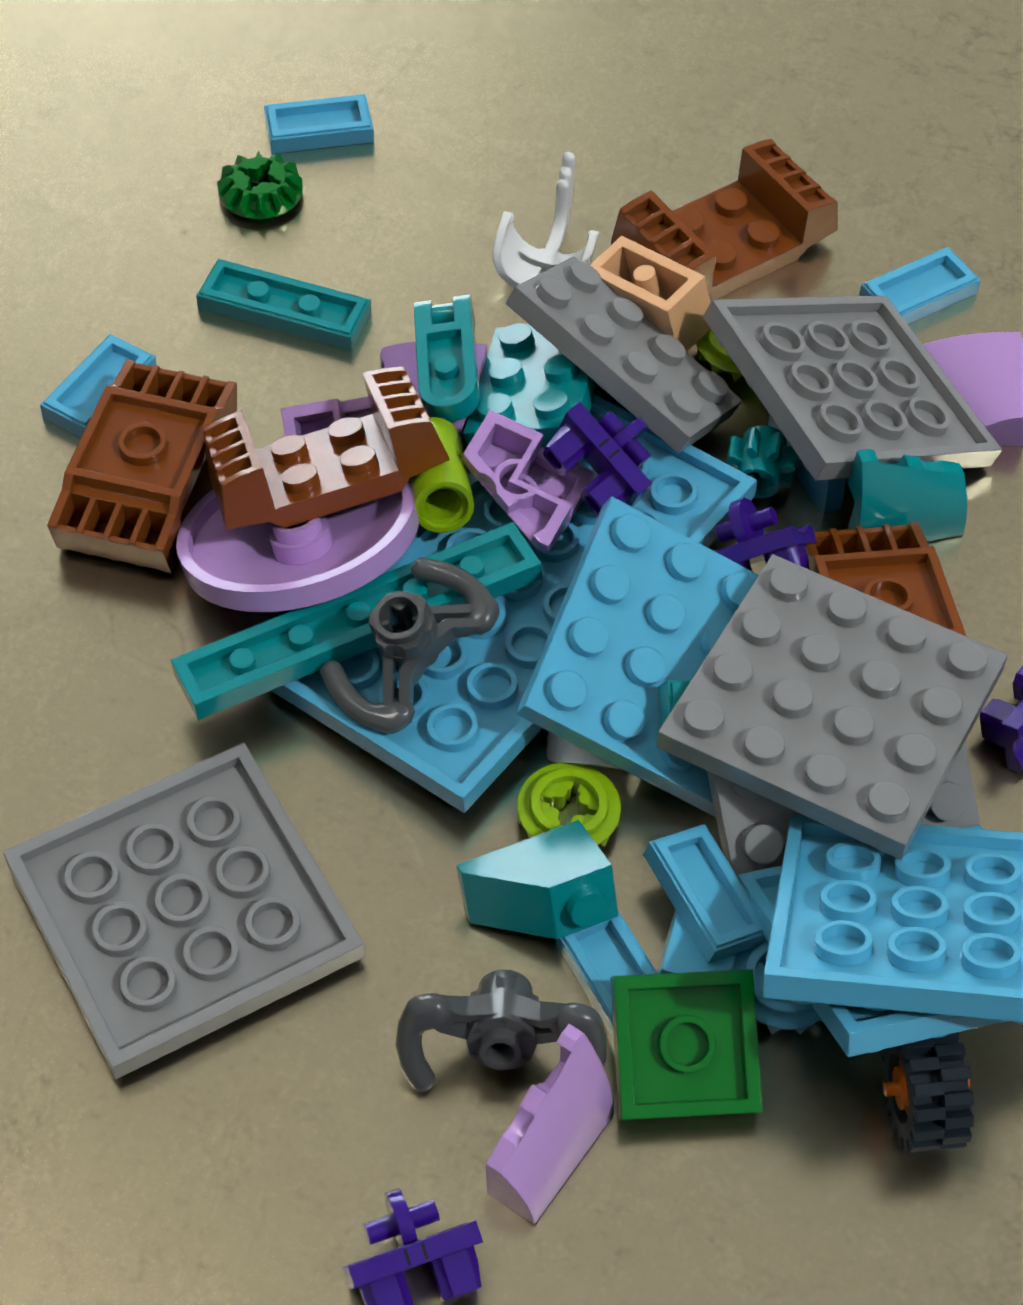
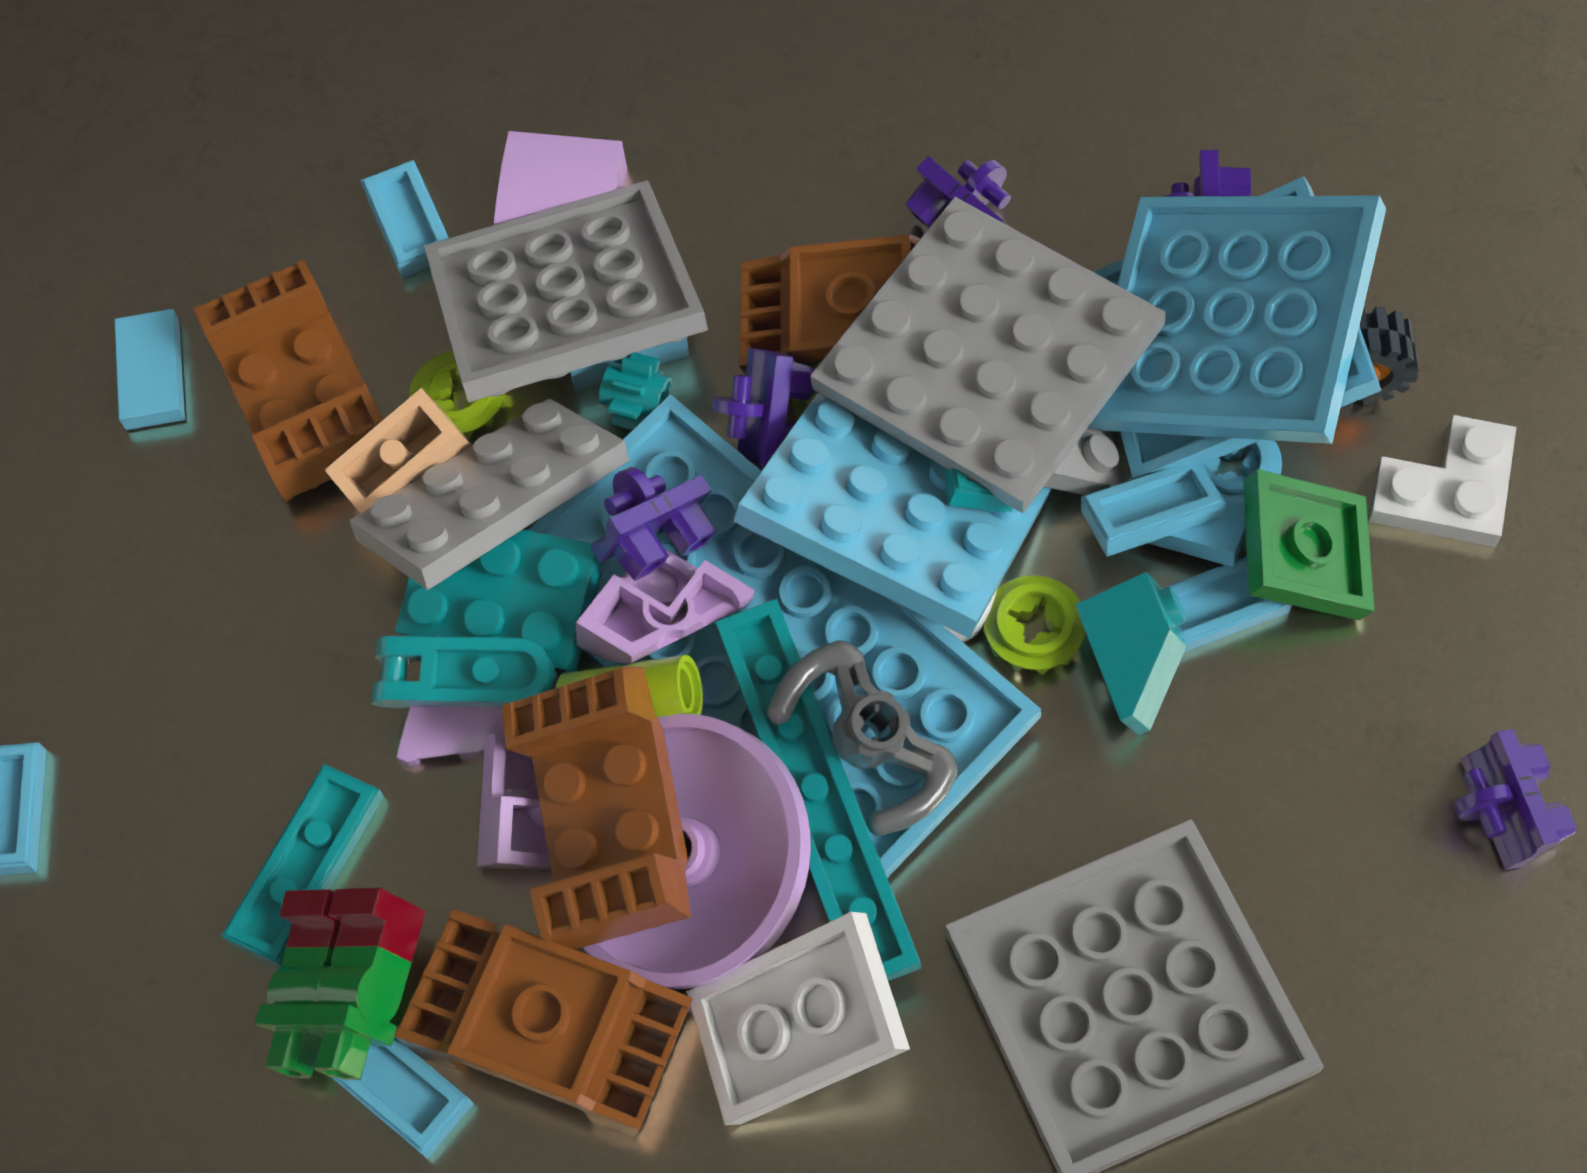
camera: 75 degrees left, 10 degrees up
(144, 624) = (797, 1019): none -> white plate
(171, 320) = (338, 979): none -> green hips
(267, 198) = (102, 912): green gear -> none
(497, 1020) = (1291, 696): dark grey piece -> none
(518, 260) = (310, 530): white helmet -> none
(551, 1129) = (1408, 686): lavender slope -> none
(718, 141) = (149, 369): none -> medium azure tile
(791, 1231) = (1455, 501): none -> white plate
(907, 493) = (713, 268): teal slope -> none

